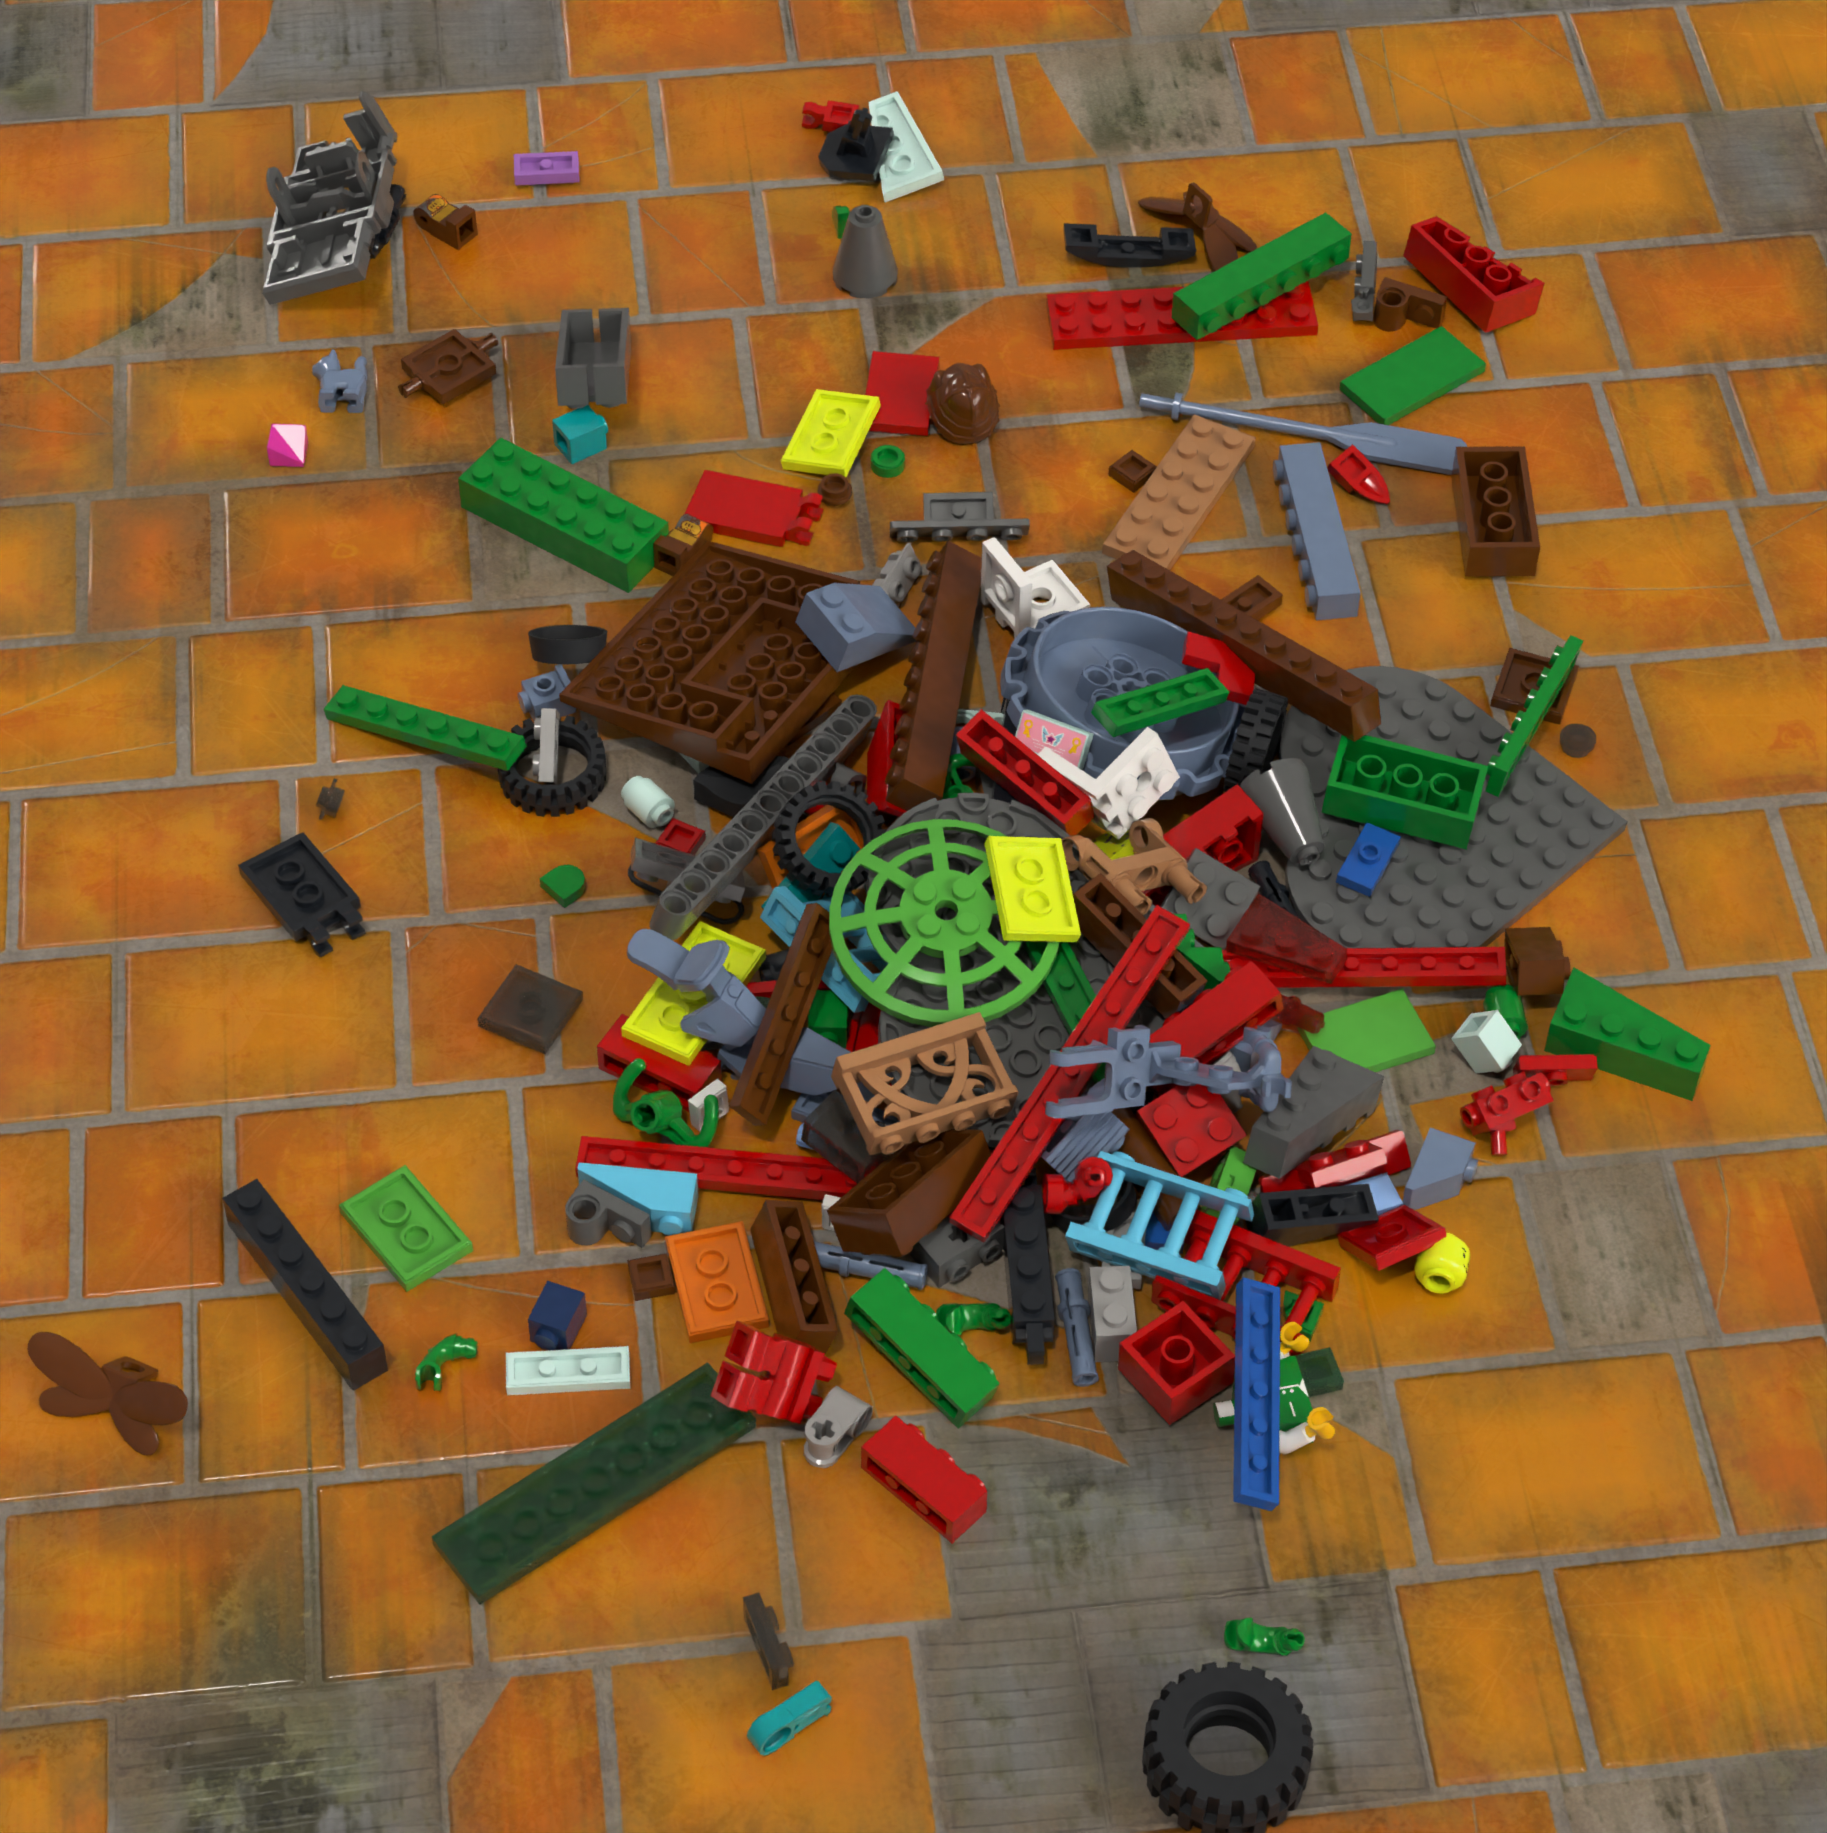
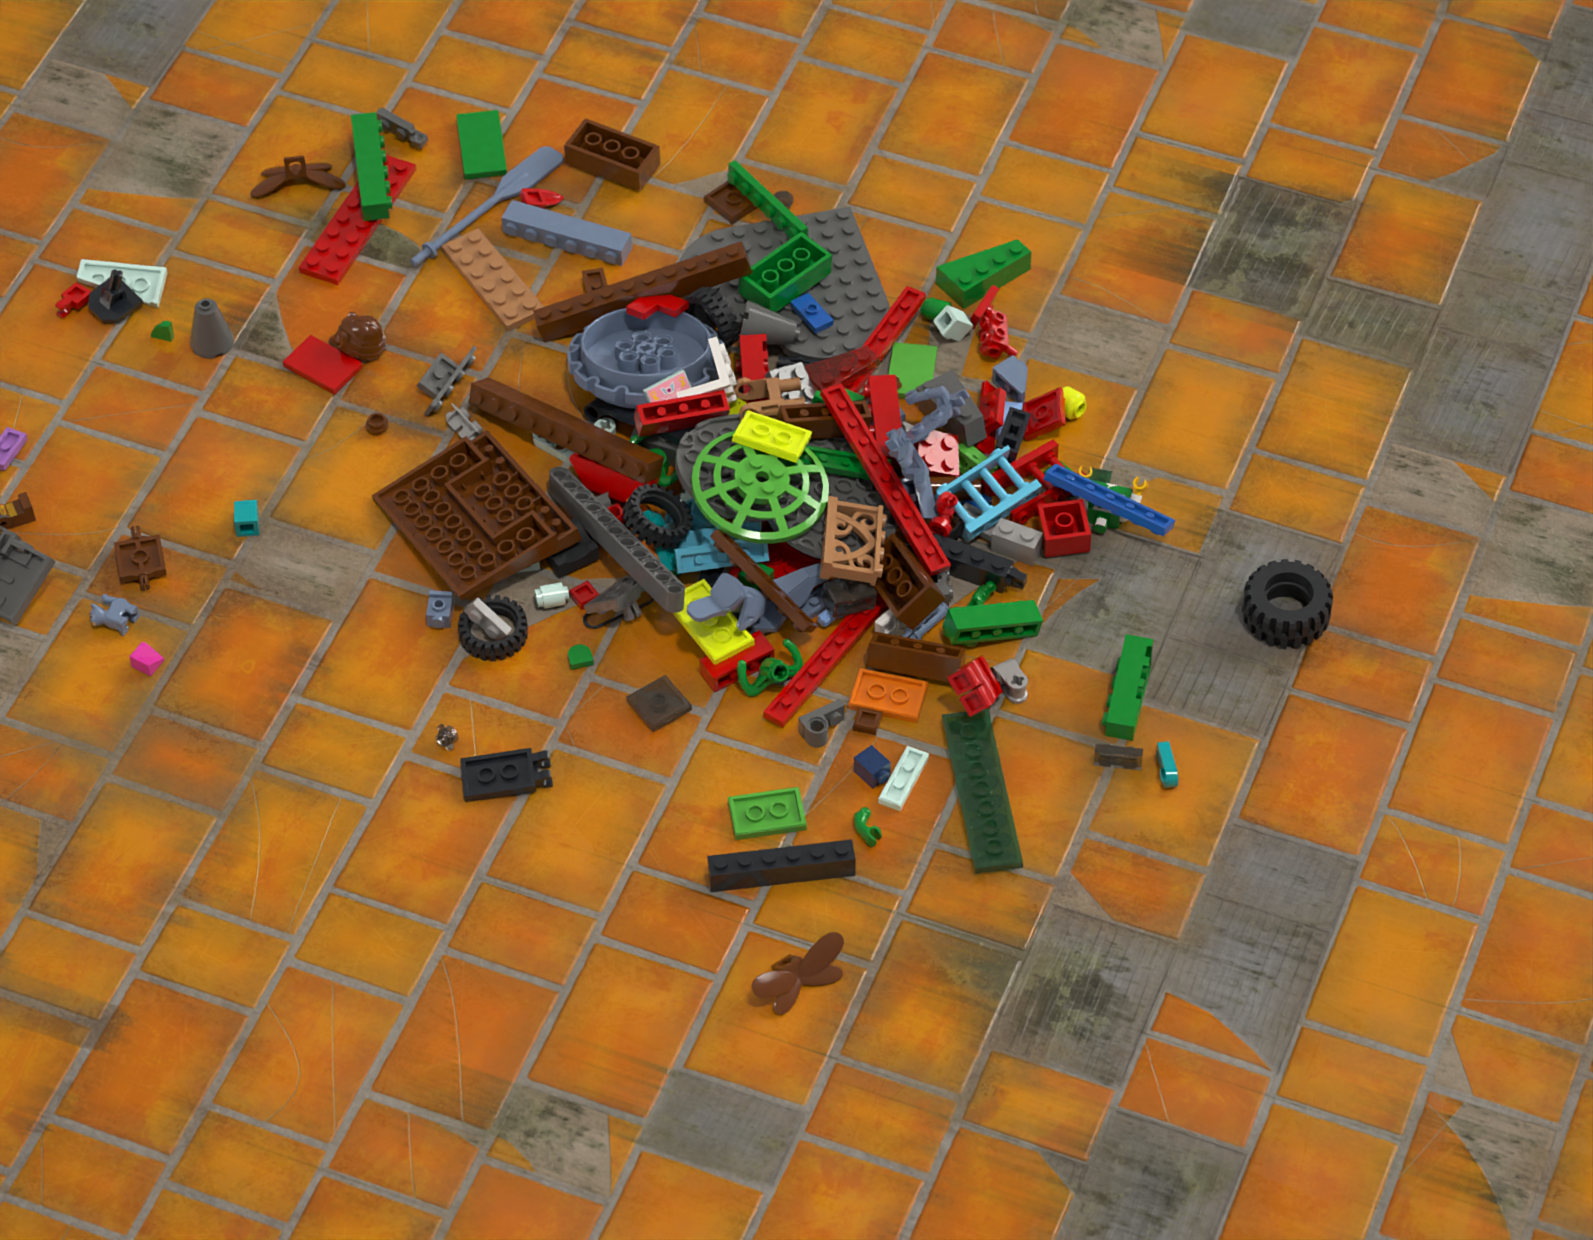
camera: 60 degrees left, 0 degrees up
(425, 727) = (427, 672): green plate -> none
(562, 514) = (307, 549): green brick -> none
(566, 643) = (409, 576): black tyre -> none
(592, 369) = (203, 480): dark grey piece -> none
(663, 1194) = (825, 690): medium azure slope -> none
(681, 543) = (369, 505): reddish brown leg -> none
(696, 1103) = (778, 648): white tile -> none
(755, 509) = (362, 466): red tile -> none
(830, 433) = (333, 406): neon yellow tile -> none
(853, 623) = (504, 449): sand blue slope -> none
(887, 461) = (370, 392): green tile -> none
(906, 1594) = (1128, 688): none -> green wedge
(924, 1478) = (1064, 657): red brick -> none
(1013, 590) = (528, 370): white bracket -> none
(1074, 1312) = (1021, 563): sand blue pin -> none
(1129, 251) = (293, 213): black slope -> none
(1132, 471) = (459, 291): reddish brown tile -> none
(1160, 702) = (676, 335): green plate -> none
(1252, 1637) = (1232, 566): green piece -> none
(1403, 301) = (429, 119): reddish brown plate -> none
(1471, 275) = (432, 83): red wedge -> none
(1535, 961) = (922, 277): reddish brown brick -> none

